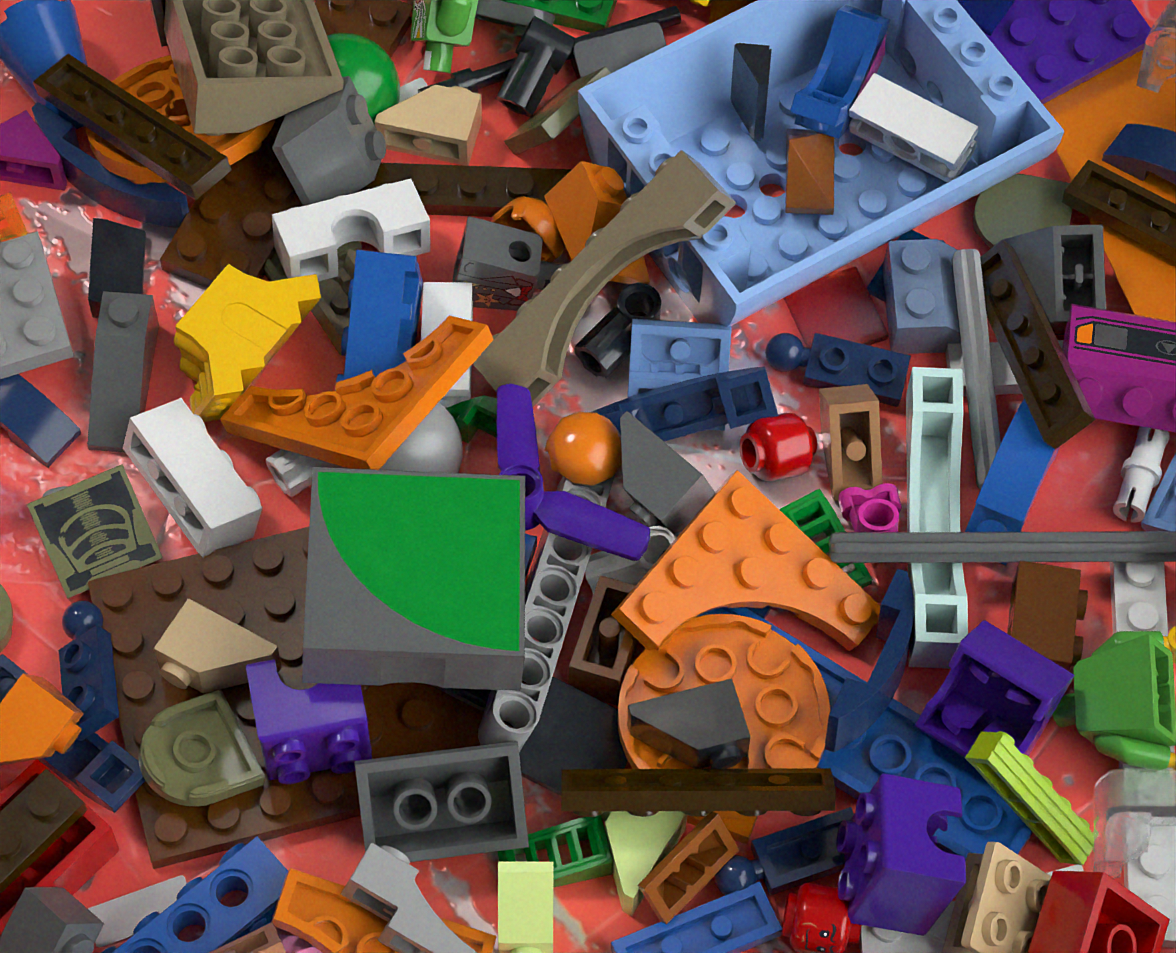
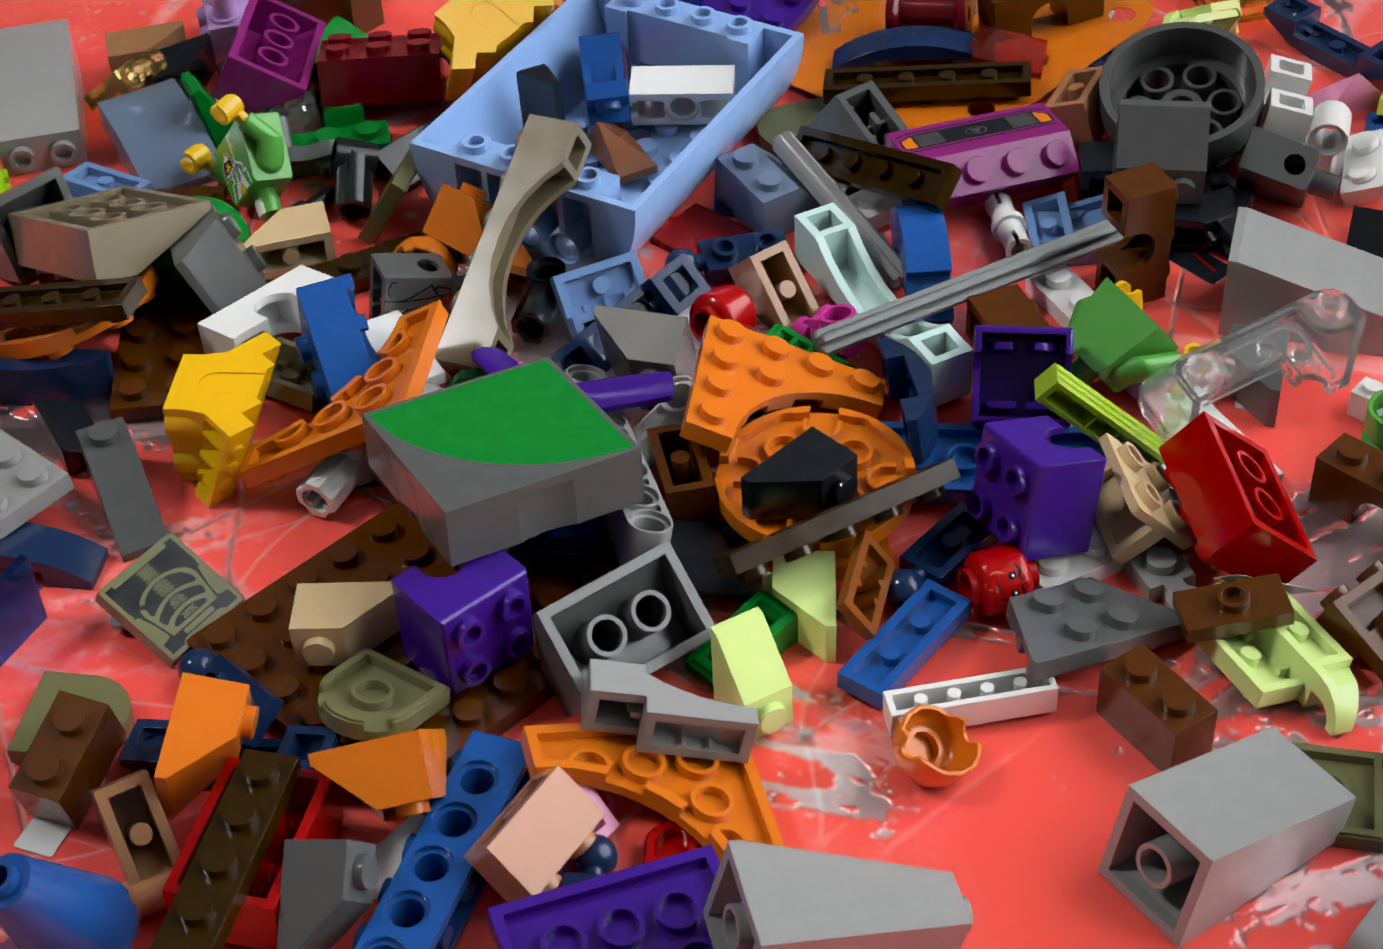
camera: 25 degrees left, 20 degrees down
(156, 847) = (391, 770): none -> orange slope
(192, 477) = (237, 527): white brick -> none
(585, 448) = (577, 354): orange hair -> none

